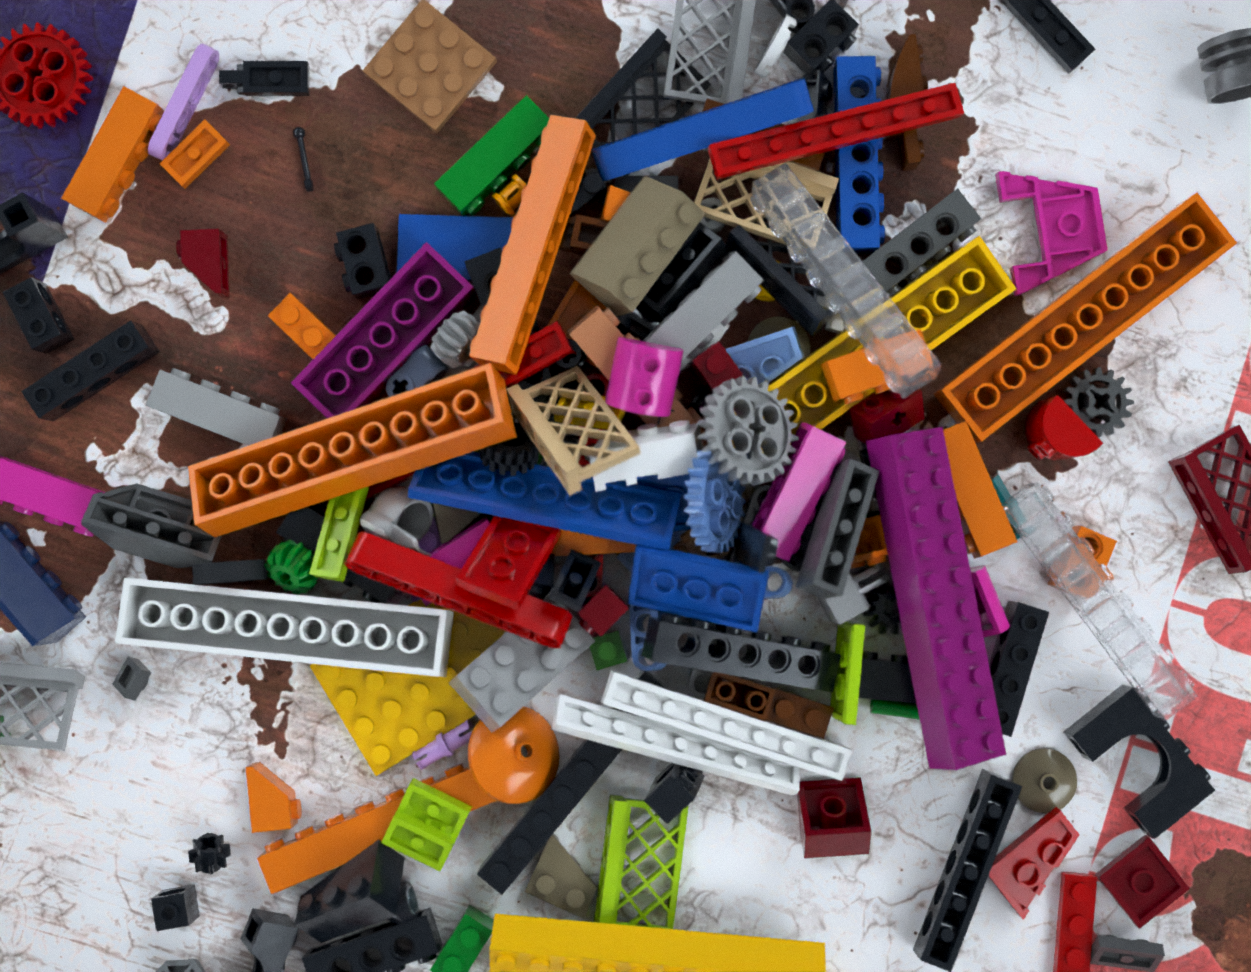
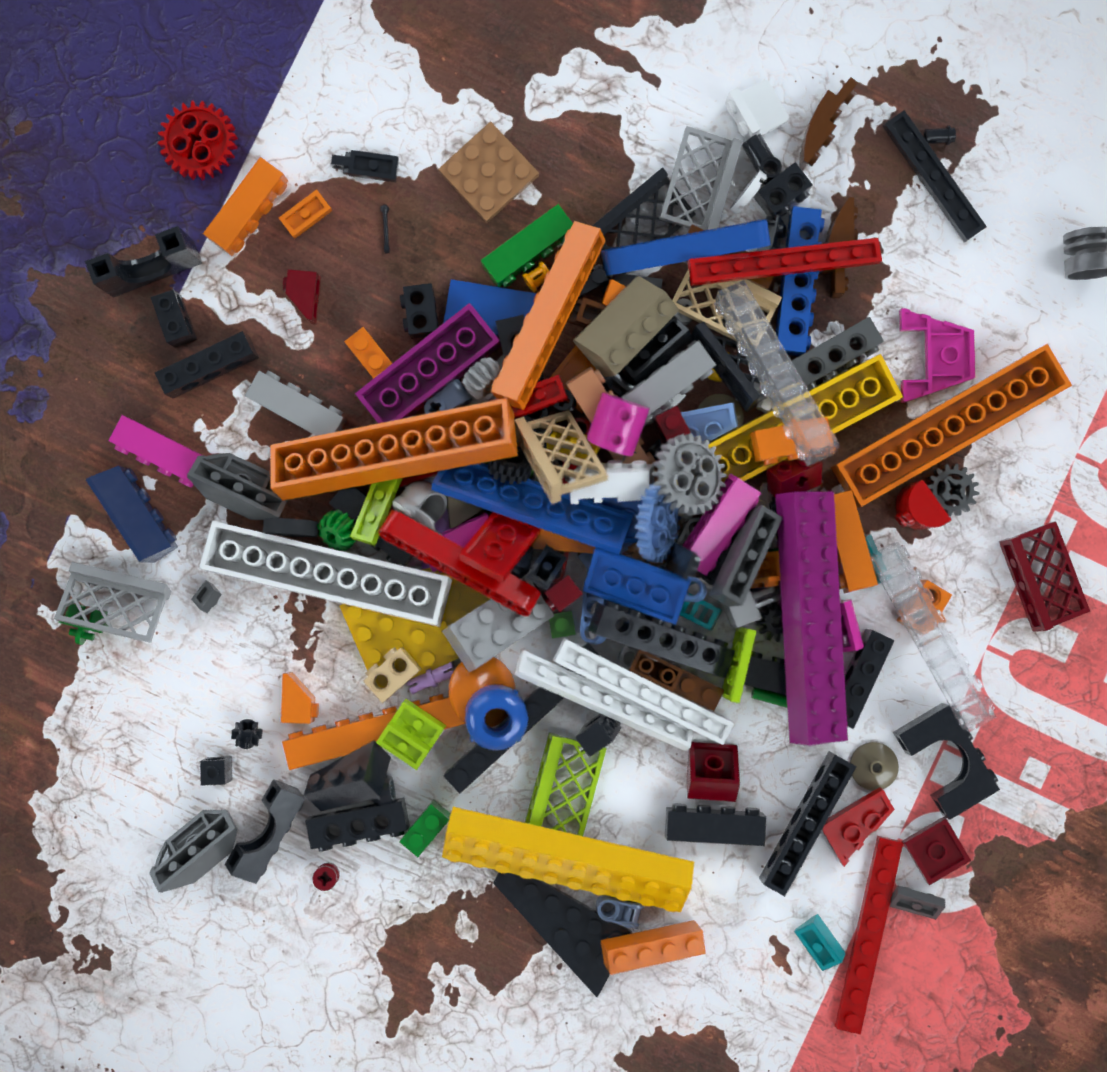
camera: 10 degrees right, 0 degrees up
(183, 102) = (302, 174): lavender beam -> none
(395, 752) = (395, 678): none -> tan brick
(531, 762) = (496, 697): none -> blue piece
(561, 880) = (504, 790): dark tan wing -> none
(807, 613) = (712, 620): none -> teal slope
(846, 888) = (715, 826): none -> black brick

